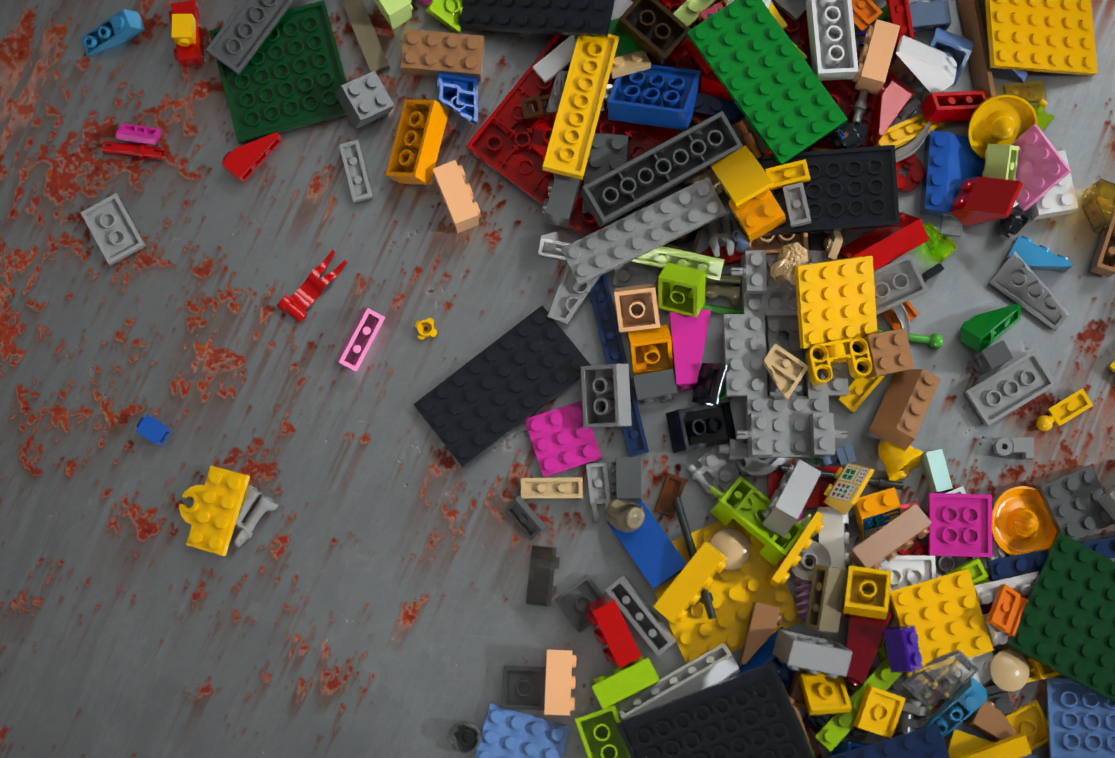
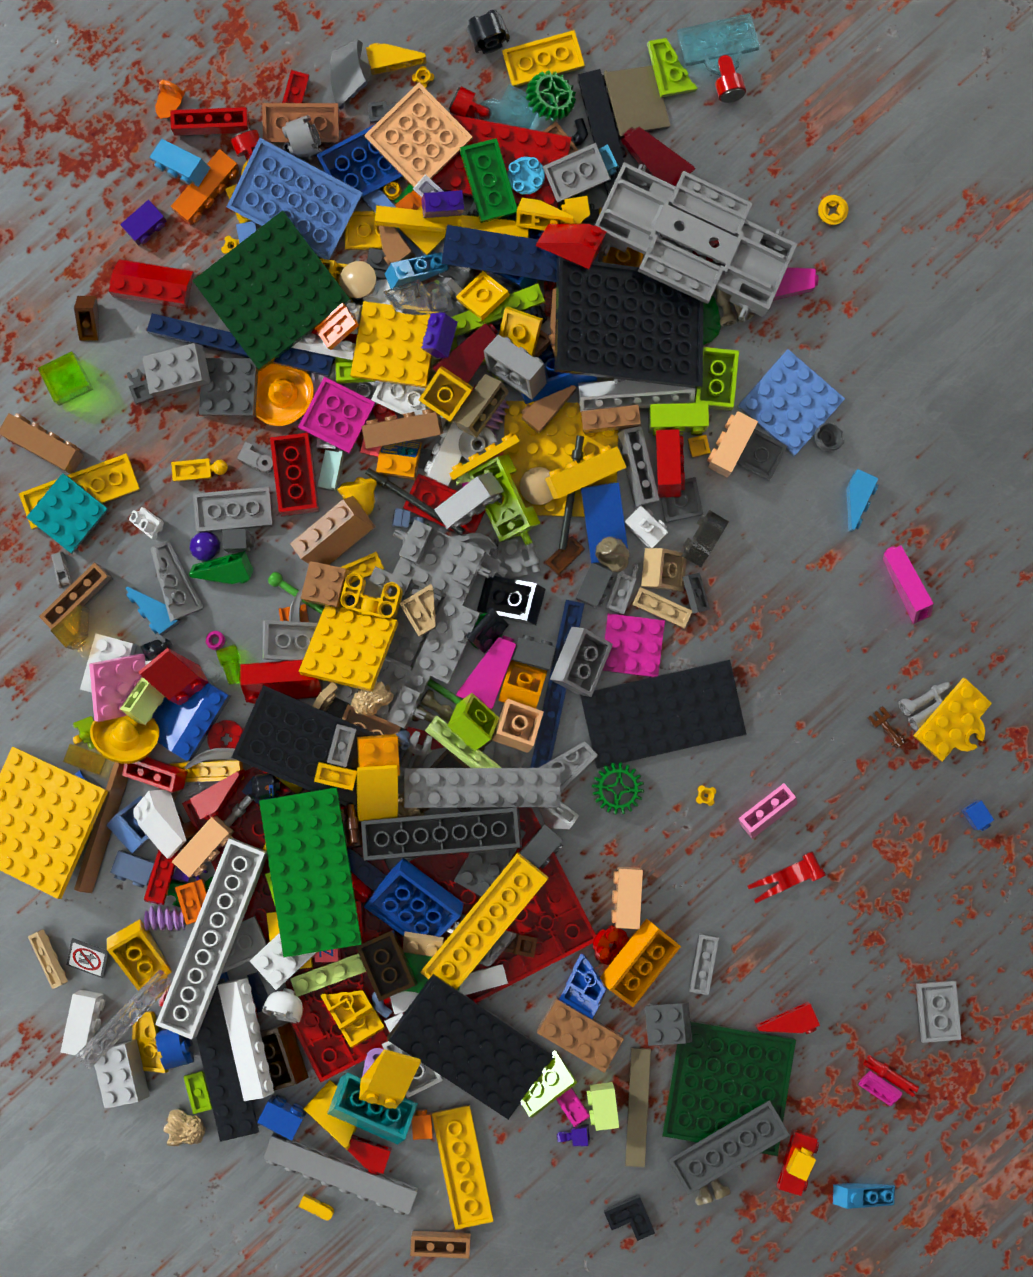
camera: 155 degrees left, 5 degrees up
(263, 466) = (882, 720): none -> reddish brown hinge
(320, 625) = (908, 584): none -> dark pink slope
(409, 694) = (858, 494): none -> dark azure slope
(461, 148) = (602, 940): none -> red plate
(508, 278) = (634, 790): none -> green gear
(567, 525) = (663, 569): none -> tan slope
(590, 666) = (698, 446): none -> yellow plate
(604, 559) = (646, 527): none -> white brick
(690, 648) = (610, 419): none -> medium nougat brick
(847, 487) = (417, 488): slope -> none
(932, 272) = (249, 638): black tile -> none
(967, 255) = (209, 638): none -> dark pink plate
(970, 448) = (294, 474): none -> red brick
(1019, 341) = (204, 546): none -> dark purple hair
(1085, 336) = (147, 522): none -> white hips

